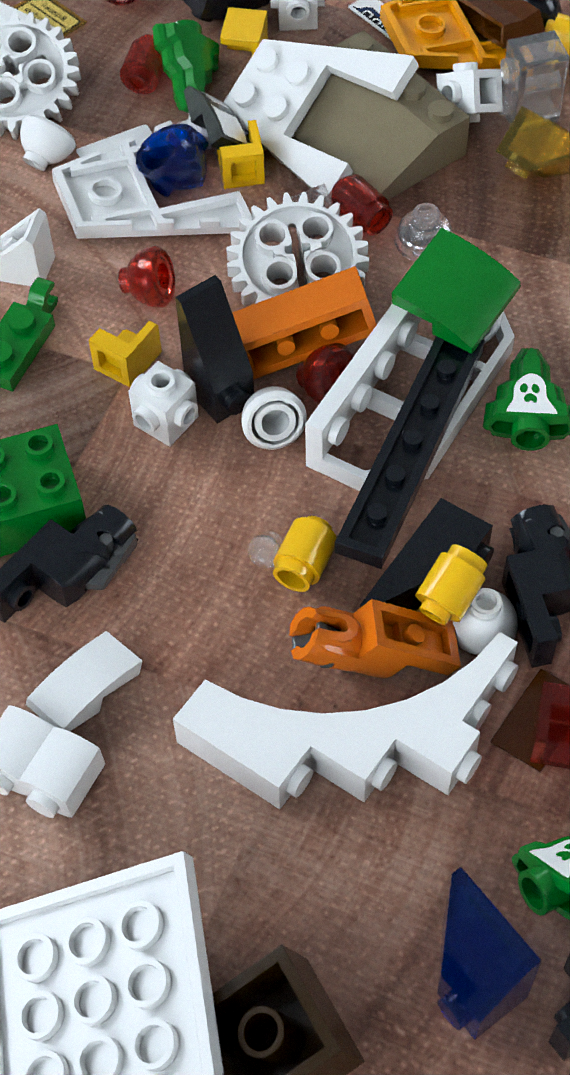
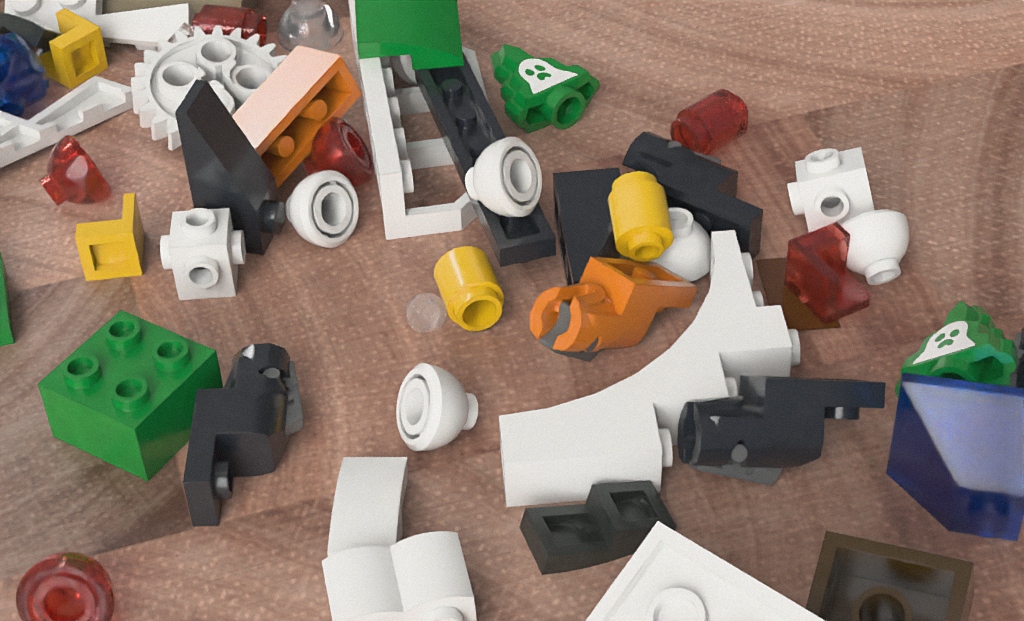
camera: 40 degrees left, 15 degrees down
(189, 638) = (433, 408): none -> white brick
(208, 807) = (596, 532): none -> pearl dark grey slope
(381, 491) = (506, 178): none -> white brick
(386, 821) = (769, 424): none -> black plate

